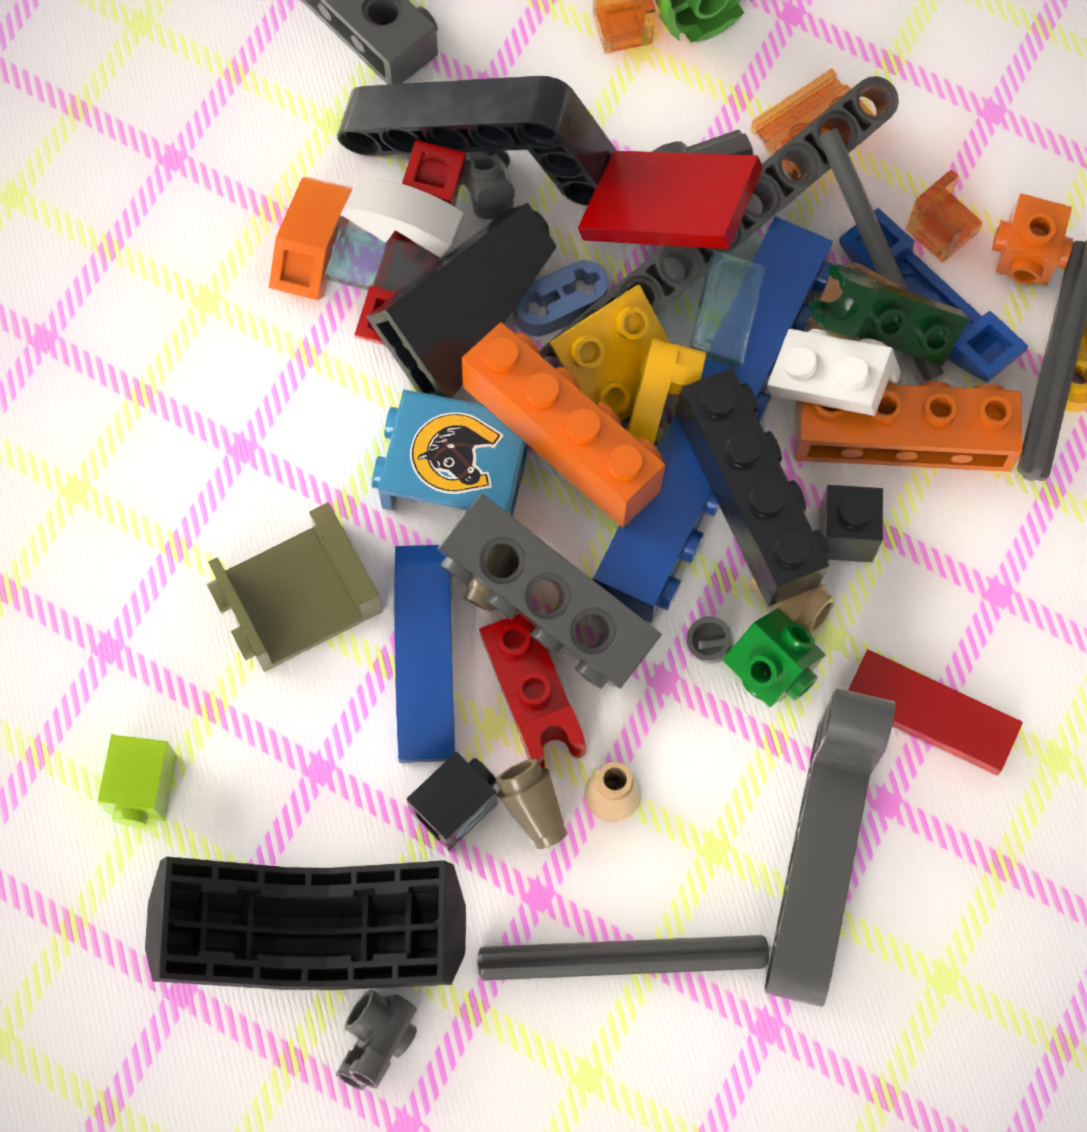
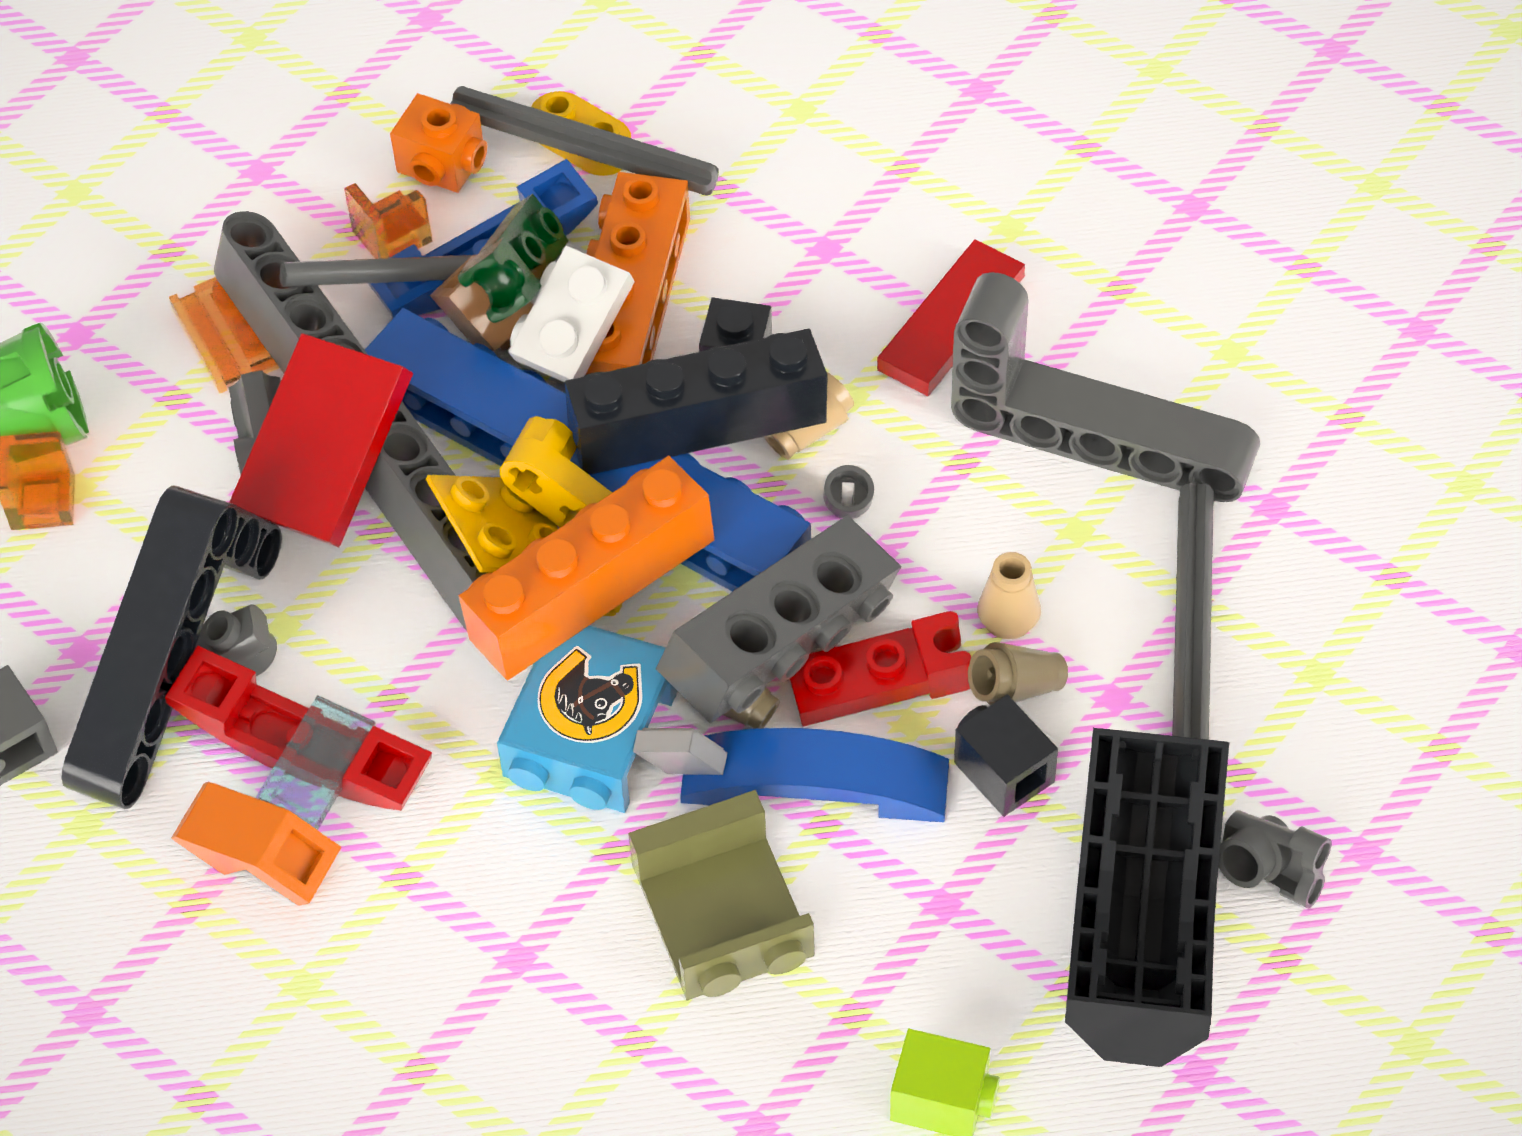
camera: 80 degrees left, 15 degrees down
(389, 206) = (256, 724): white slope -> none
(416, 533) = (680, 751): none -> light grey tile
(463, 299) = (390, 677): black slope -> none
(561, 298) = (408, 591): medium blue beam -> none
(727, 308) = (469, 405): clear light blue tile -> none
(775, 658) = (882, 429): green brick -> none

